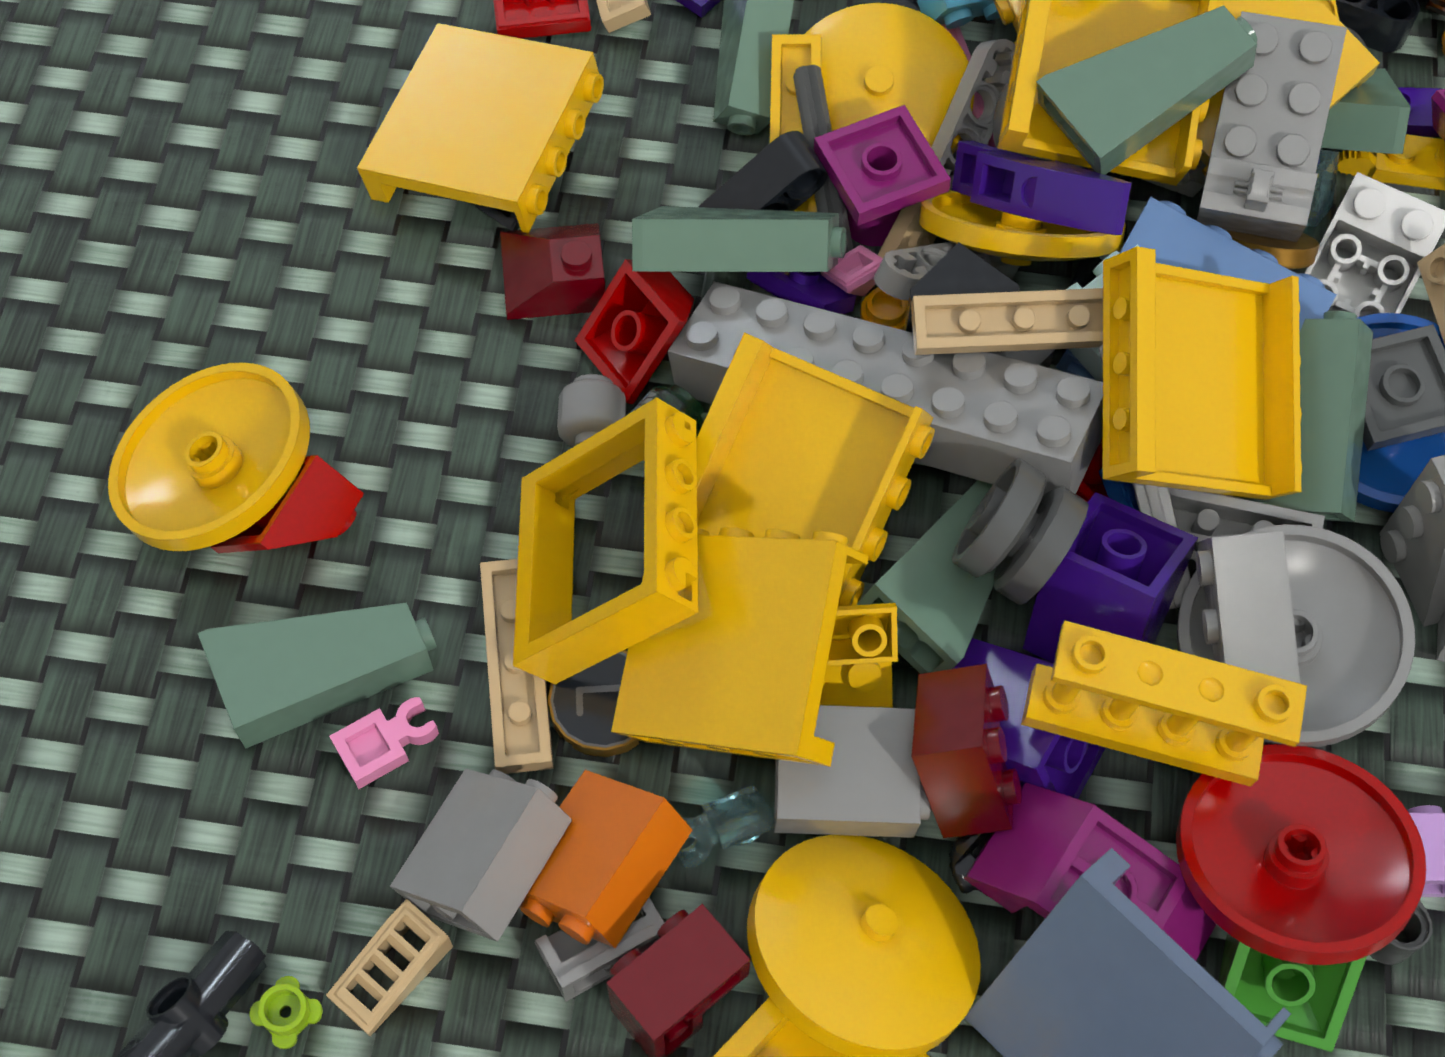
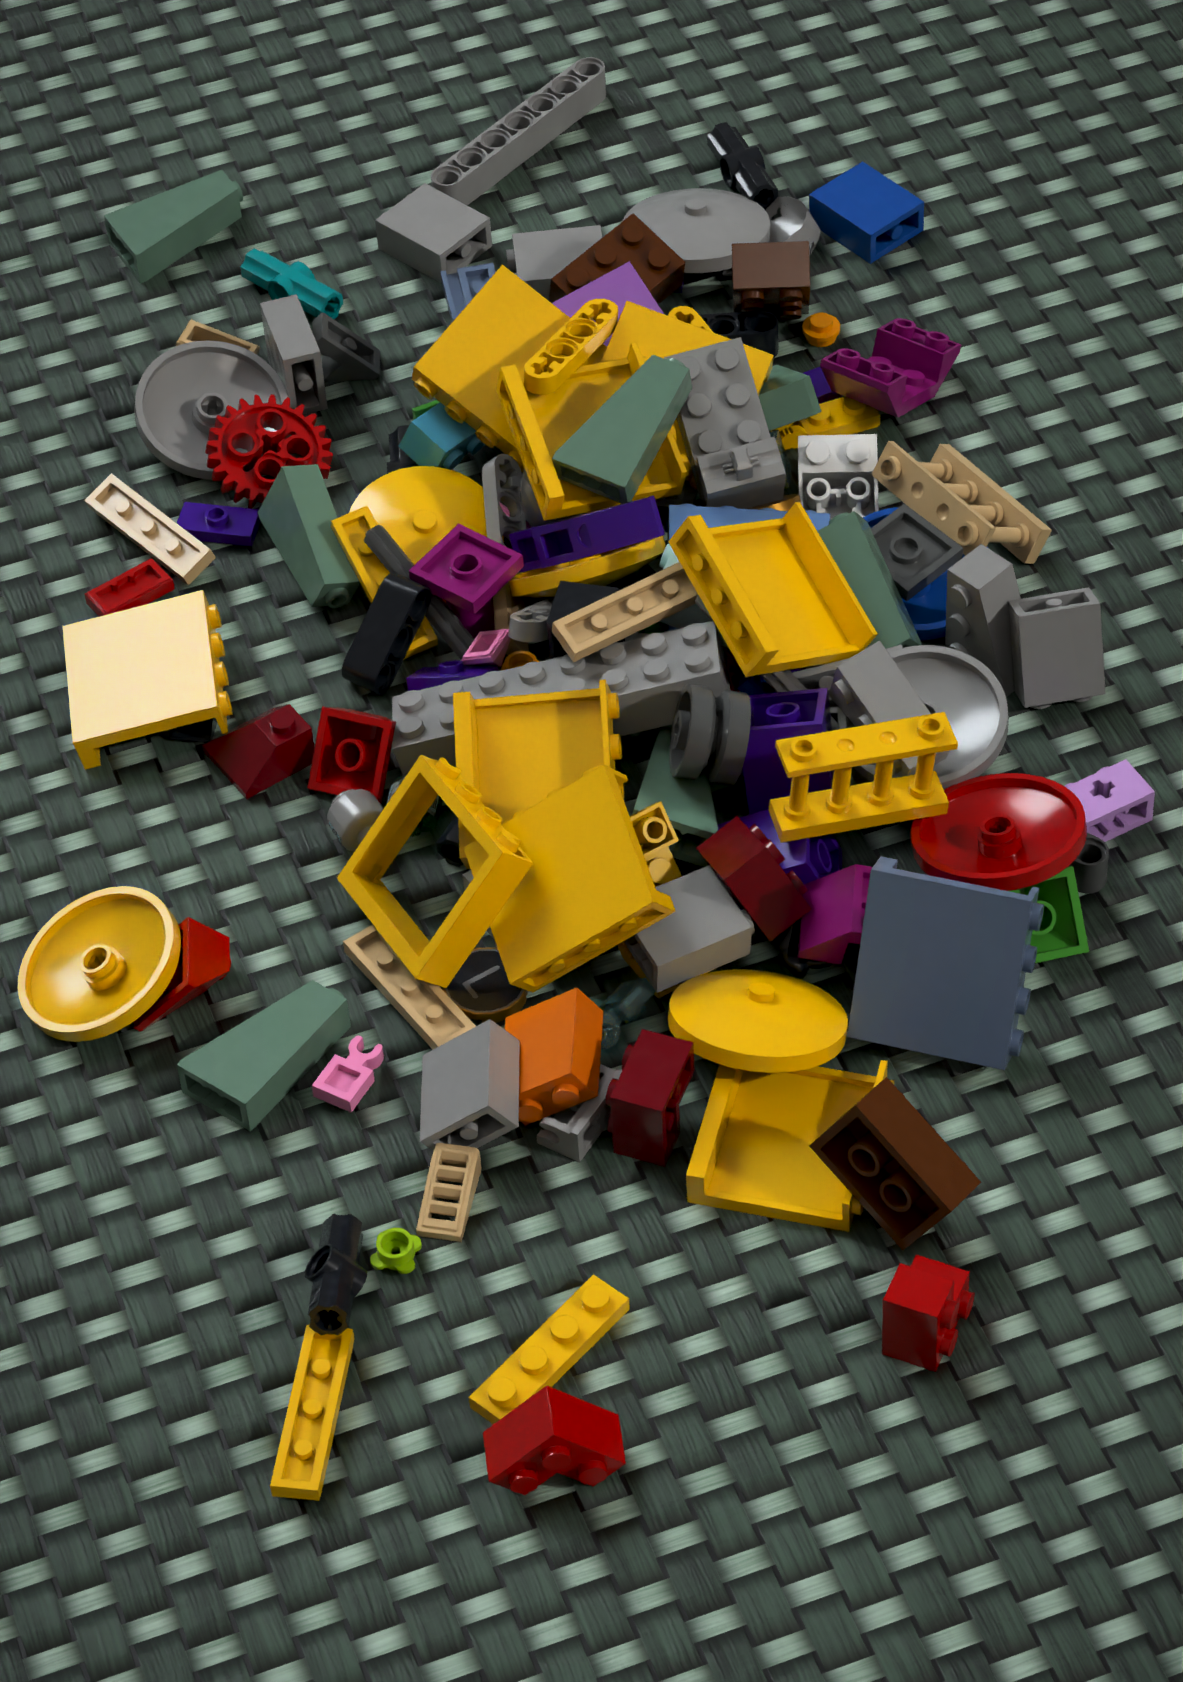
camera: 25 degrees left, 15 degrees down
(736, 240) = (398, 658): sand green slope -> none

